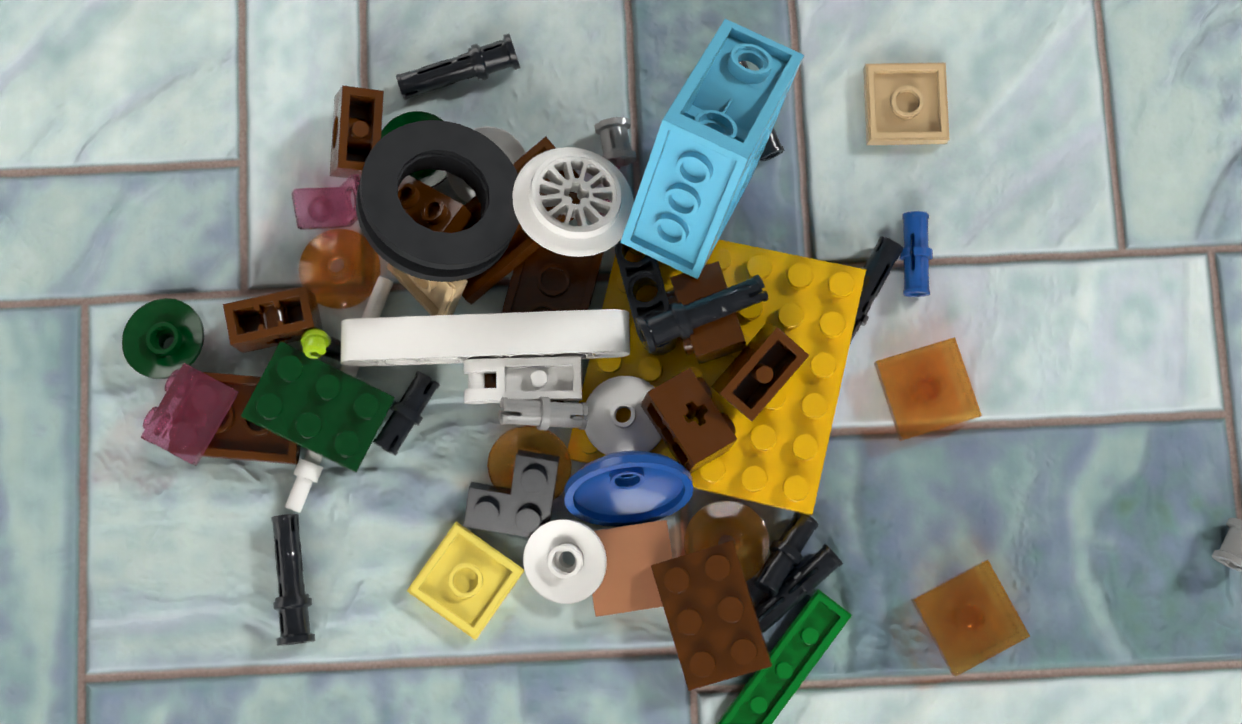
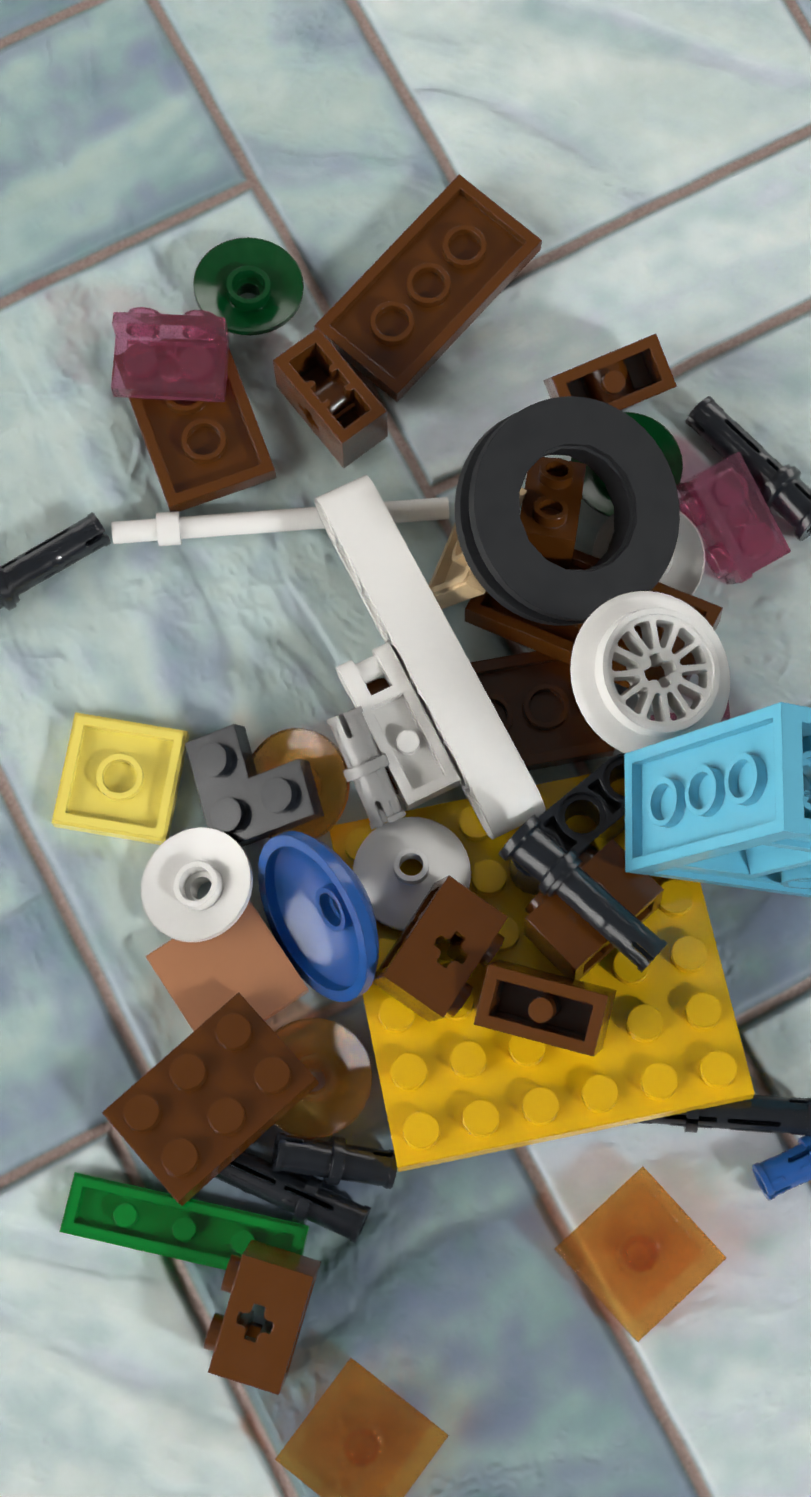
camera: 65 degrees right, 5 degrees down
(225, 219) = (428, 287): none -> reddish brown plate
(317, 407) = (249, 500): dark green plate -> none
(318, 343) = (326, 461): lime arm -> none
(326, 206) = (496, 385): clear pink bracket -> none
(353, 282) = (414, 464): clear orange dish -> none
(406, 413) = (292, 609): black pin -> none
(487, 101) = (732, 519): none -> clear pink bracket
(615, 140) = (768, 690): light grey bush -> none
(886, 654) = (253, 1351): none -> reddish brown brick

